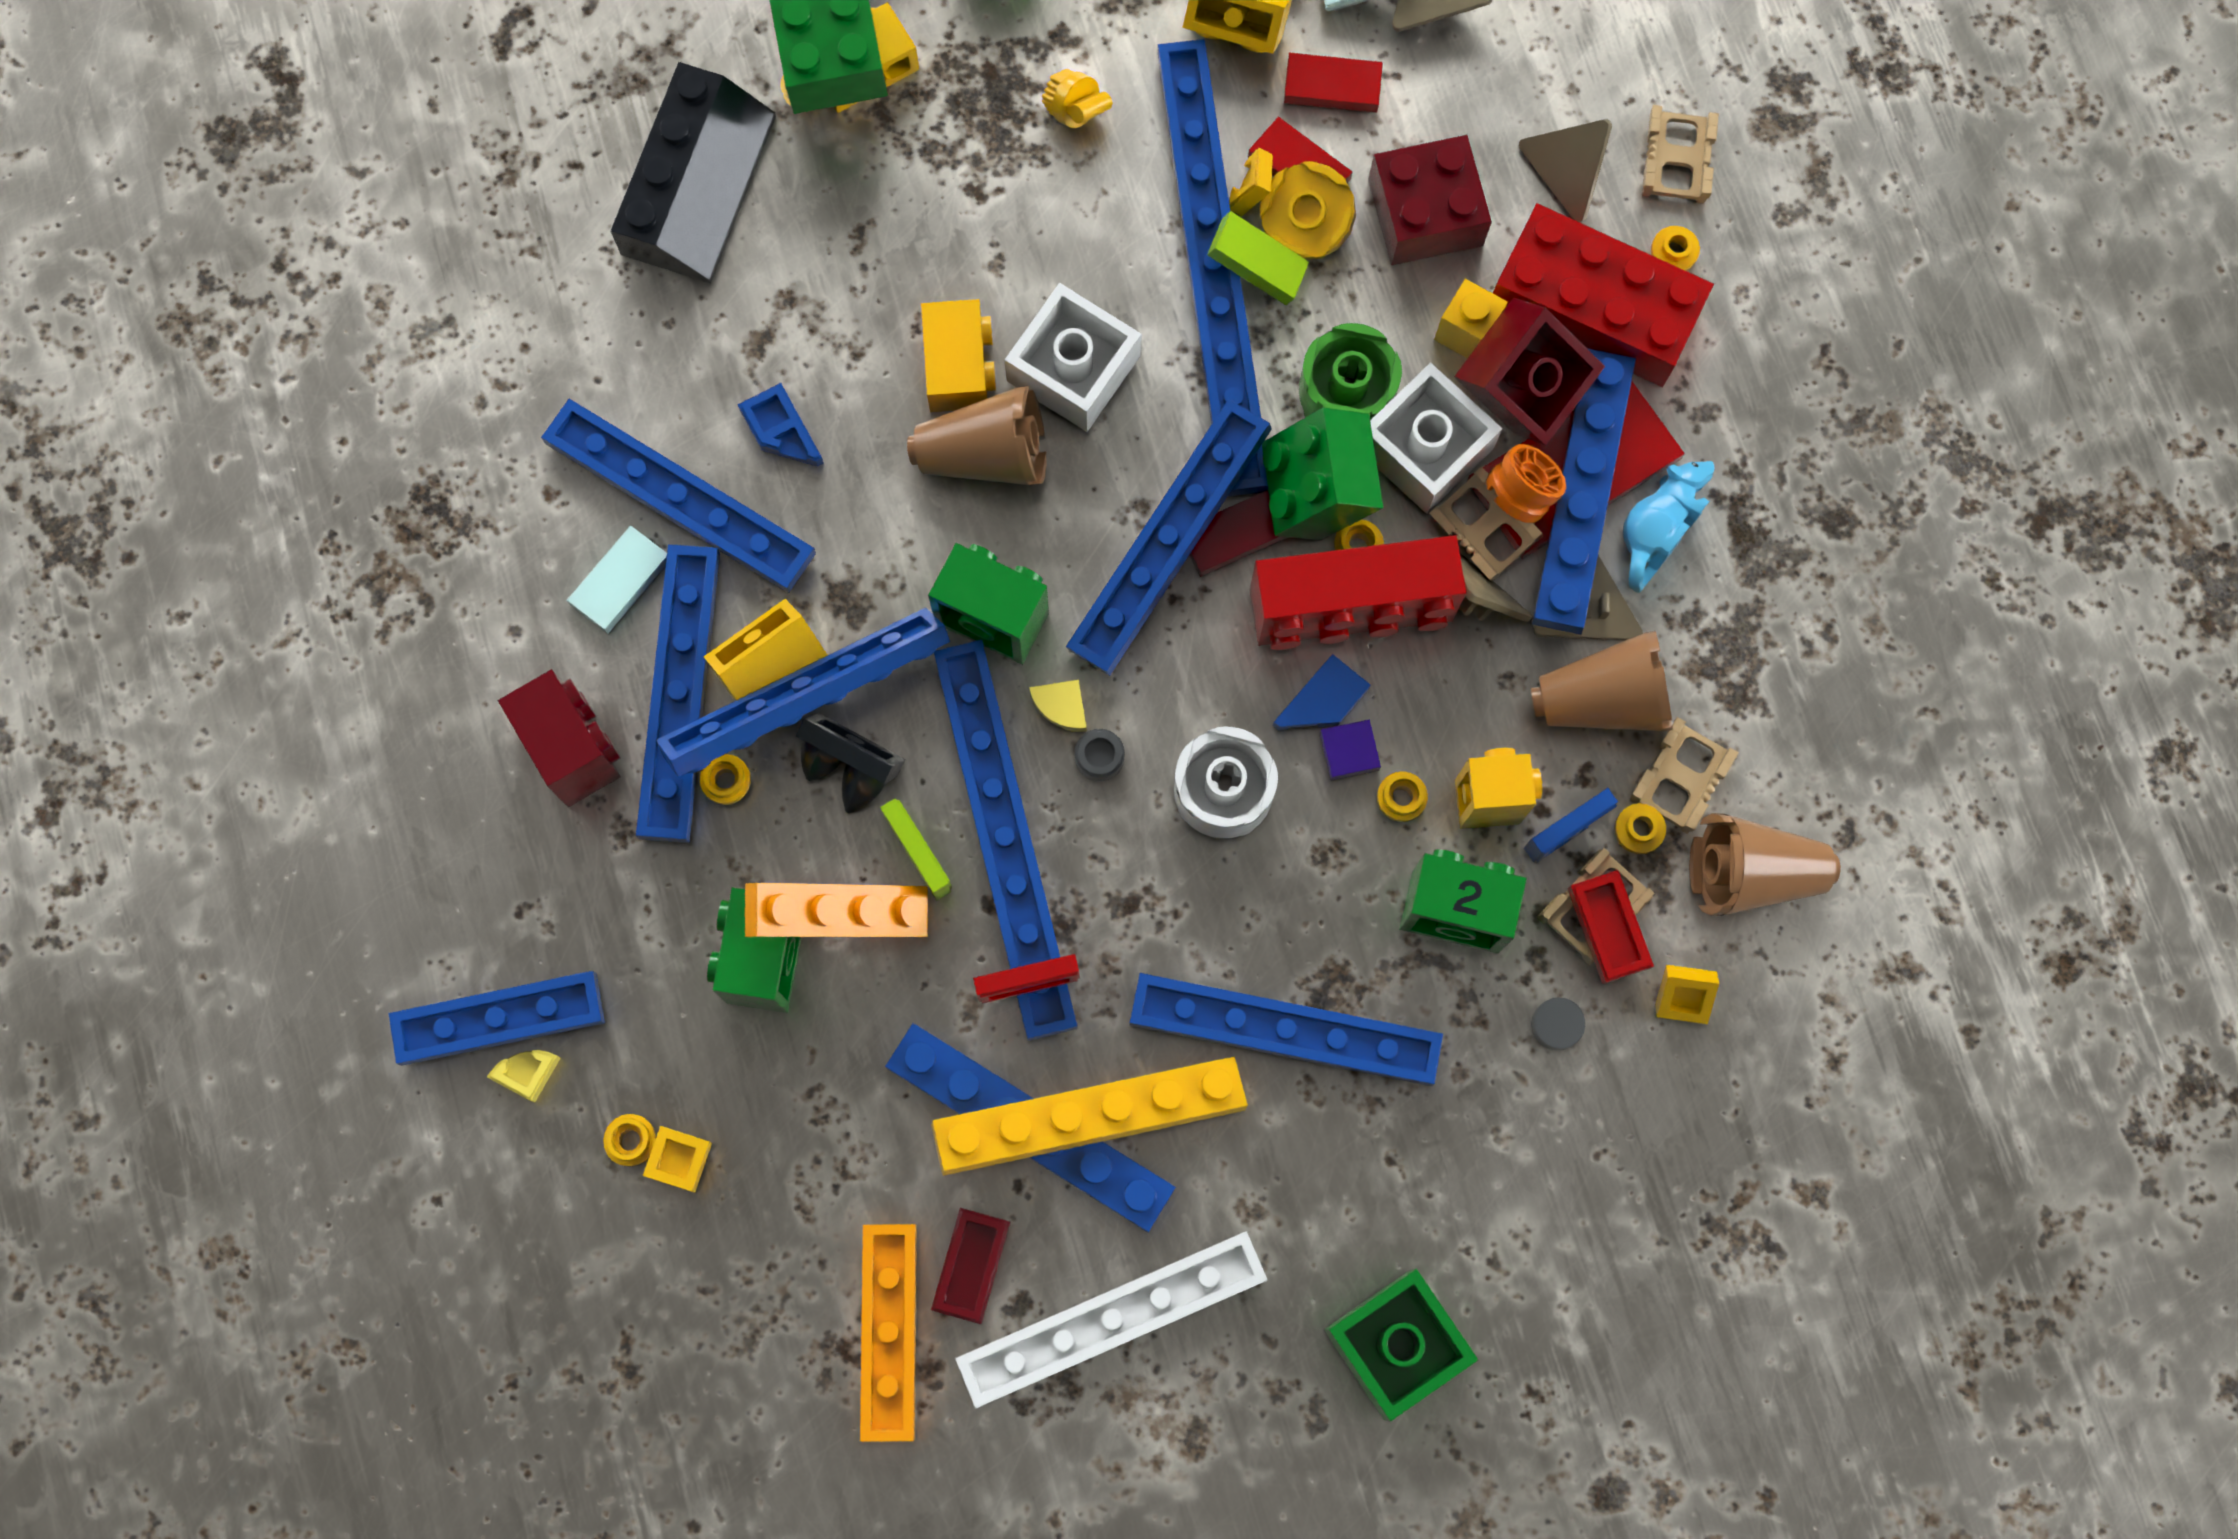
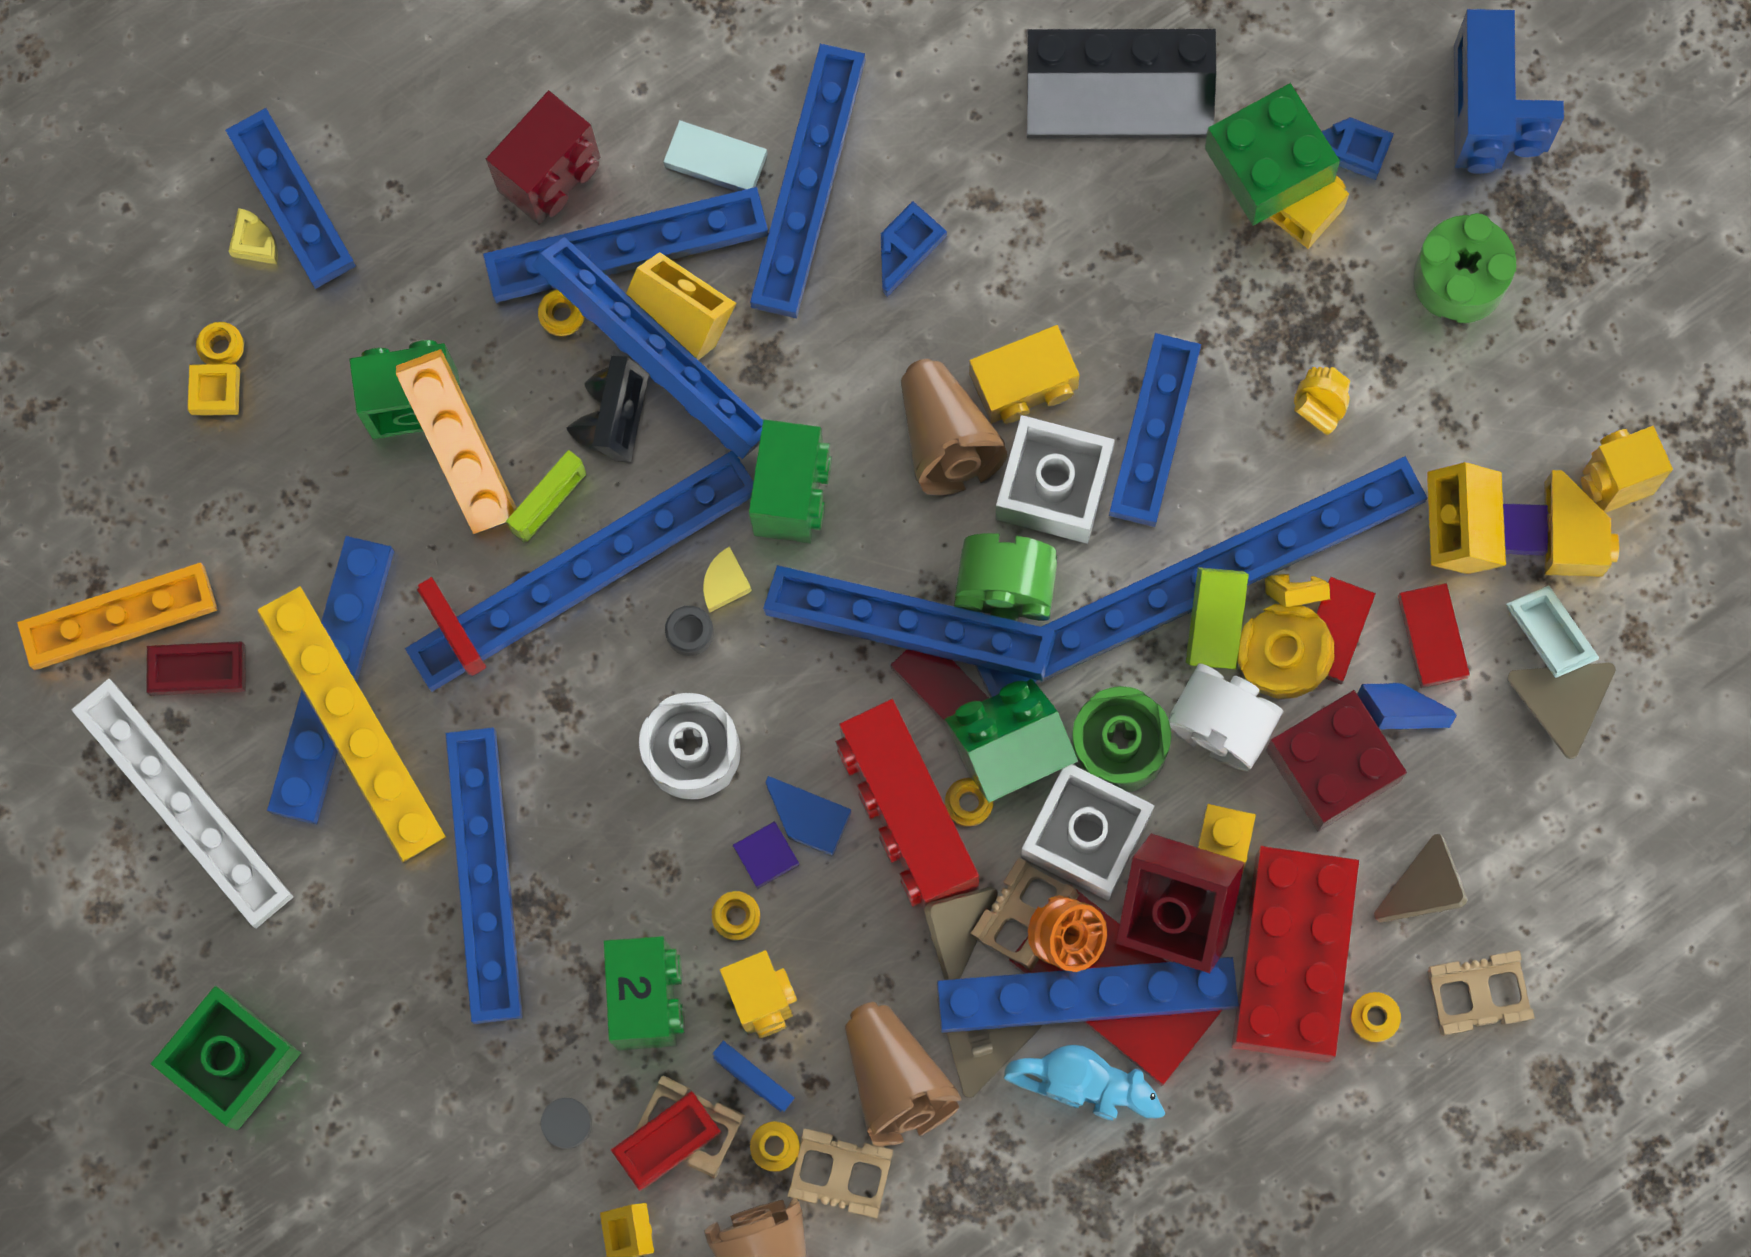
camera: 80 degrees right, 0 degrees up
(1049, 253) = (1155, 430): none -> blue plate
(1158, 430) = (1006, 577): none -> bright green brick
(1362, 277) = (1224, 717): none -> white brick
(1396, 125) = (1403, 708): none -> blue tile

